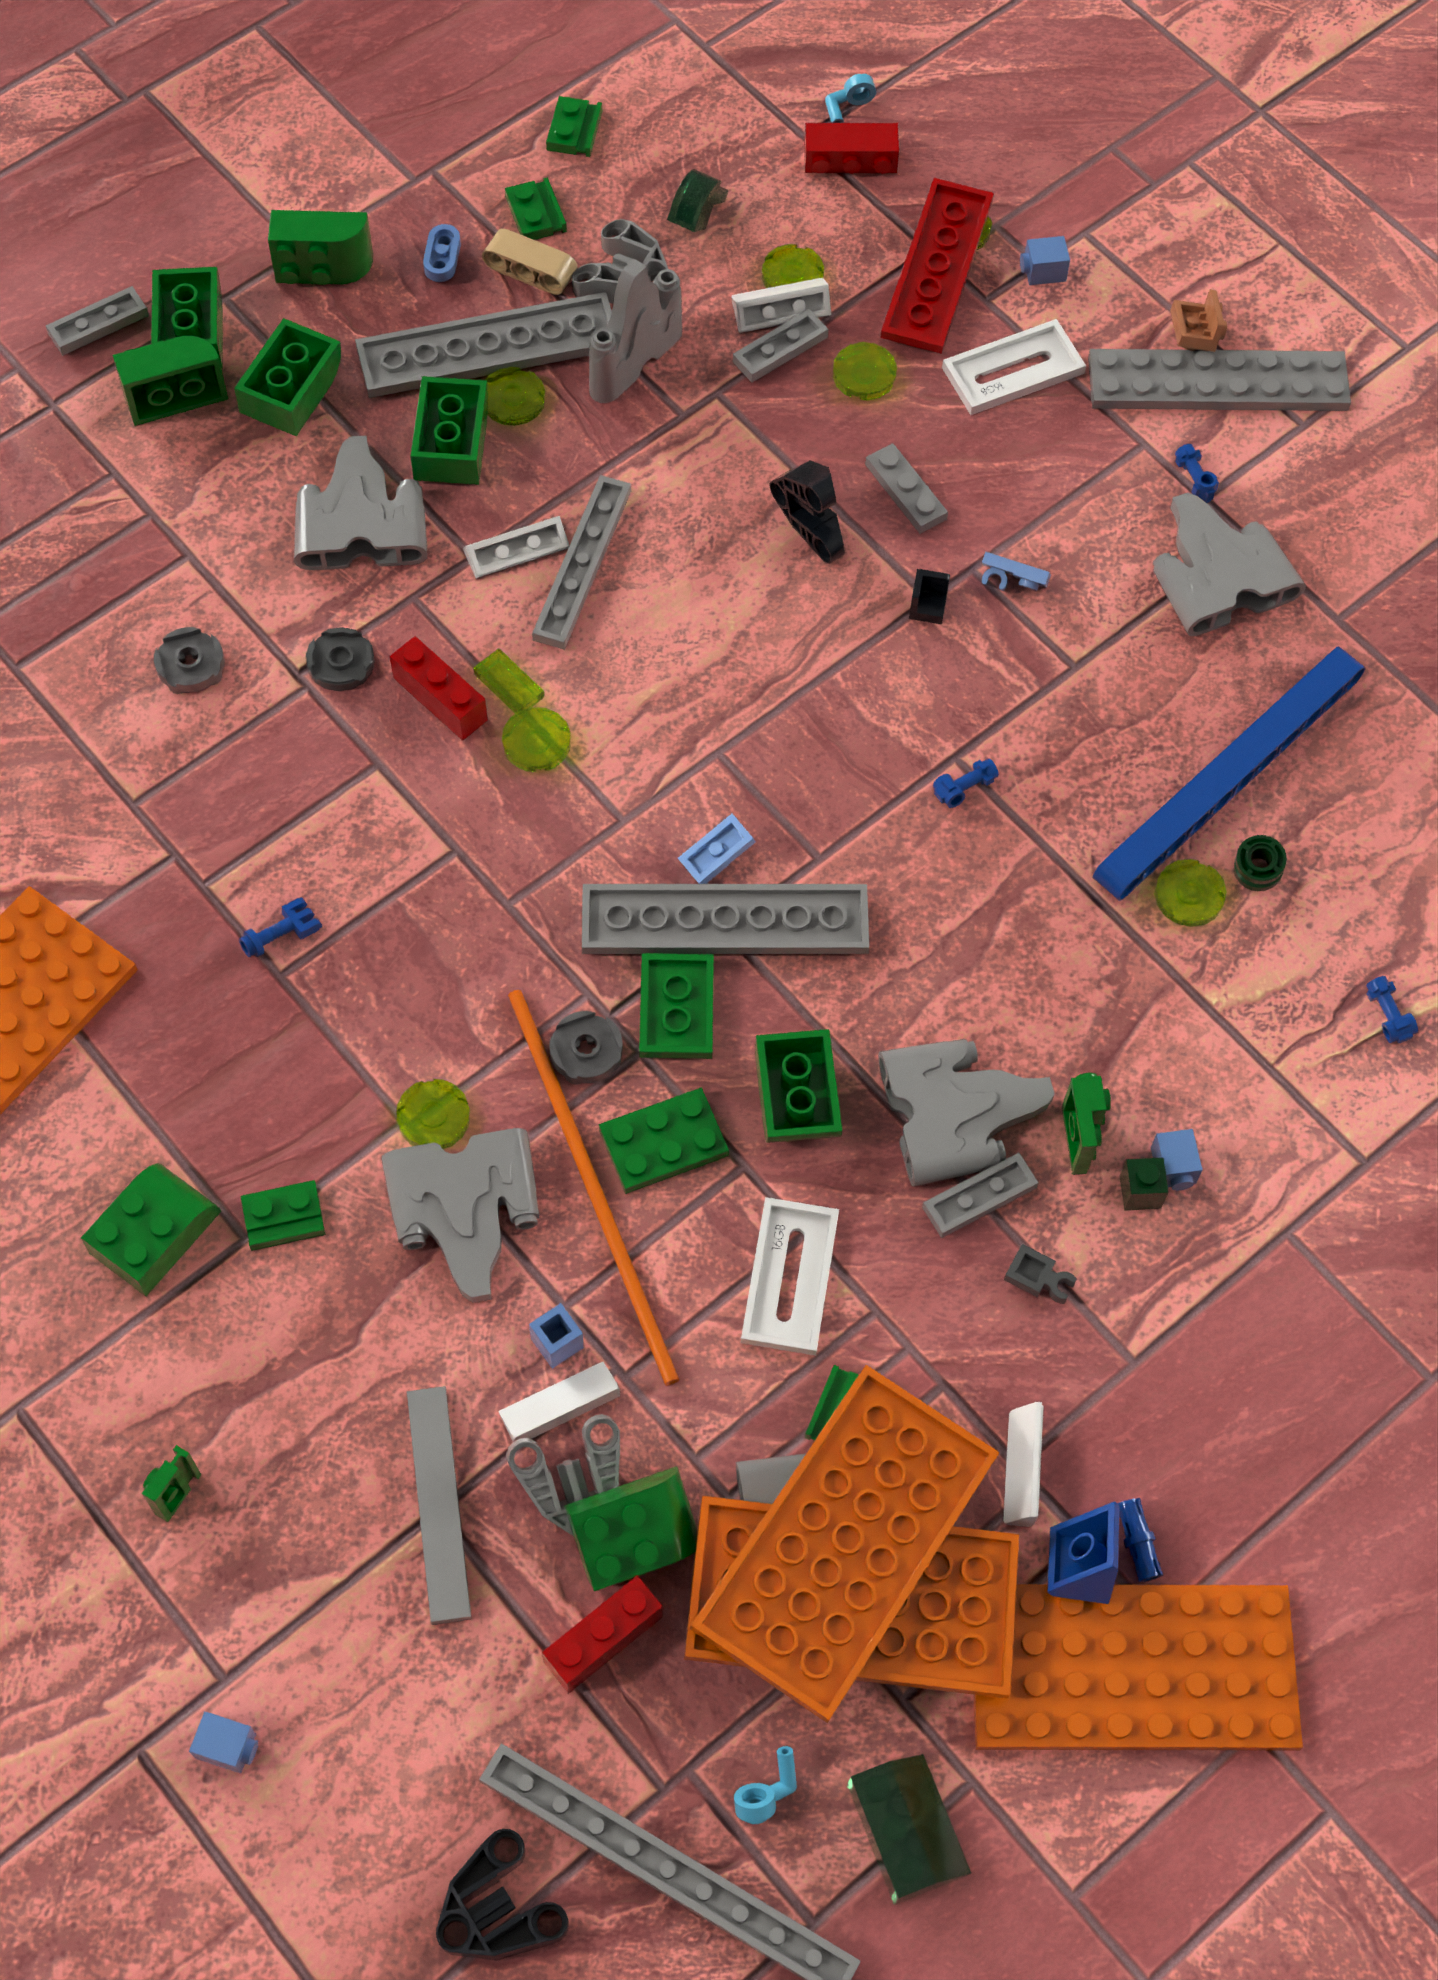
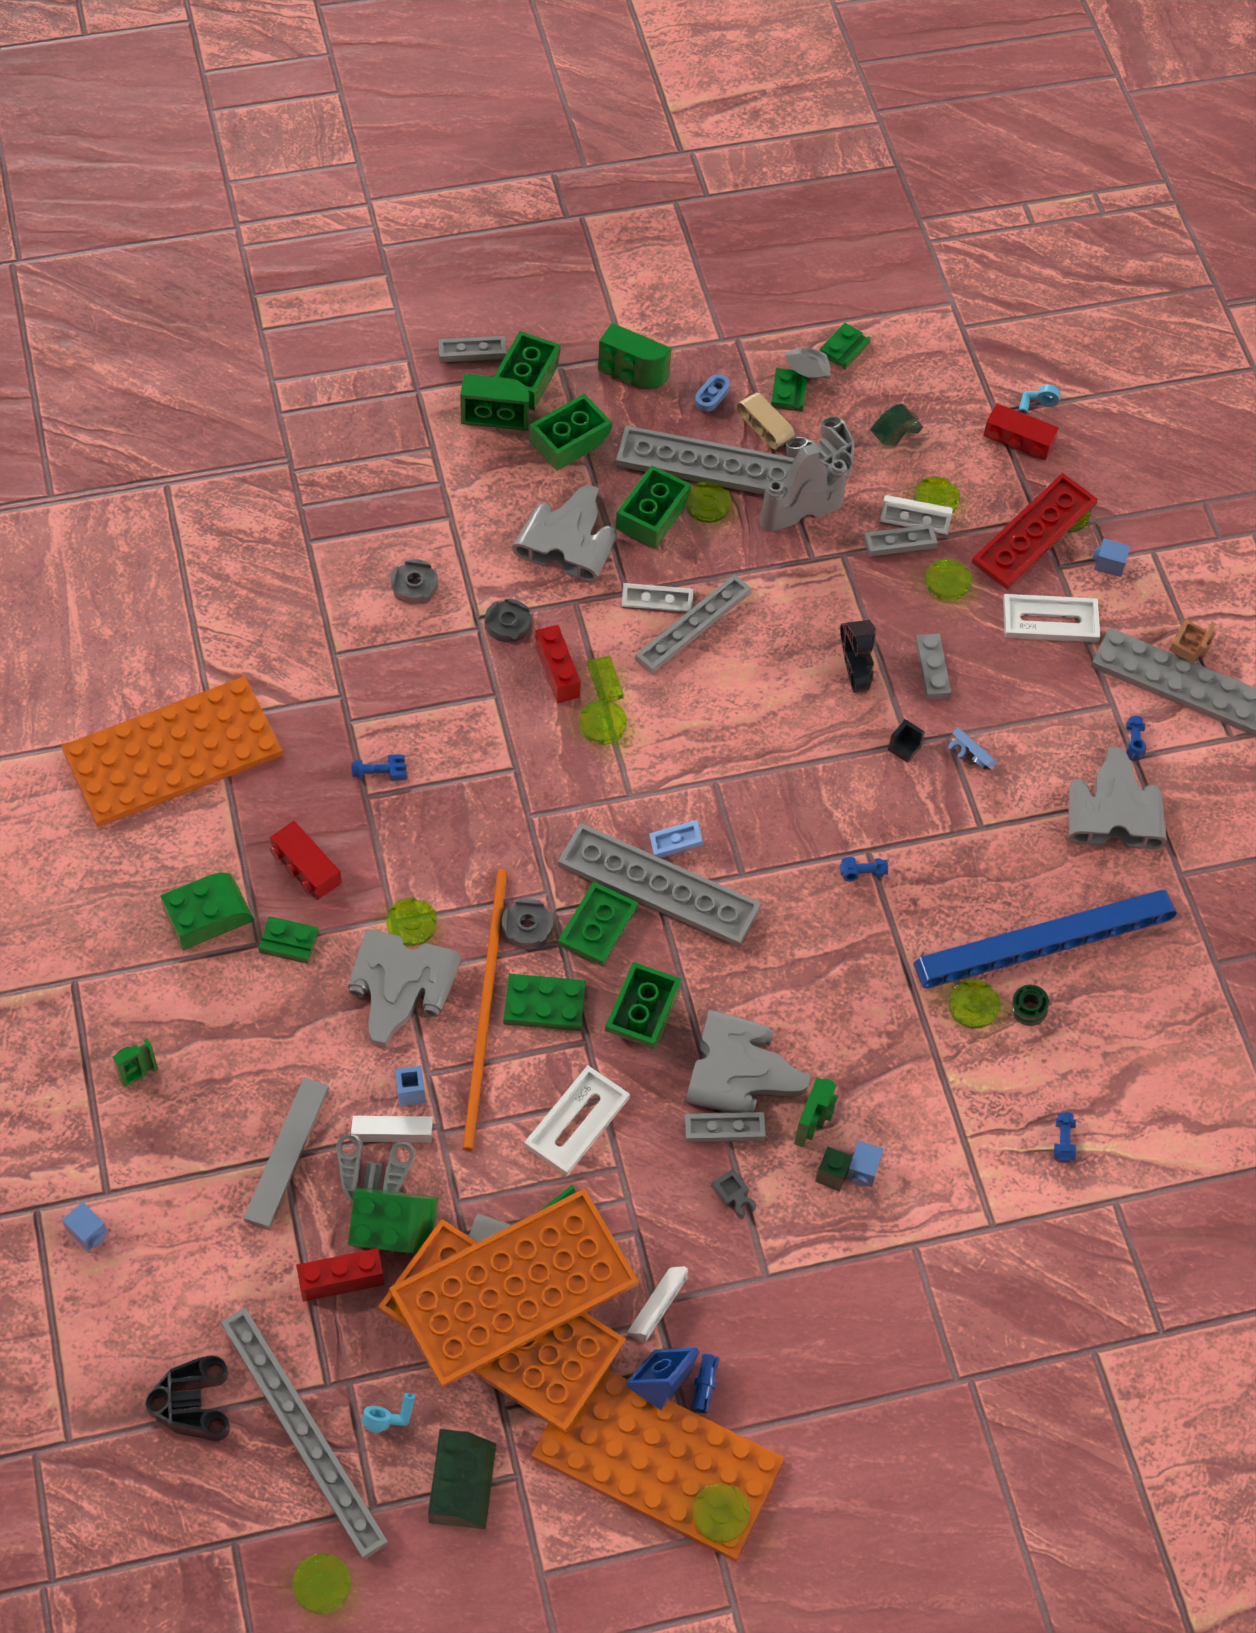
camera: 25 degrees right, 5 degrees down
(248, 1098) = (305, 860): none -> red brick
(546, 164) = (809, 362): none -> light grey hat
(1255, 1699) = (721, 1512): none -> clear neon green tile

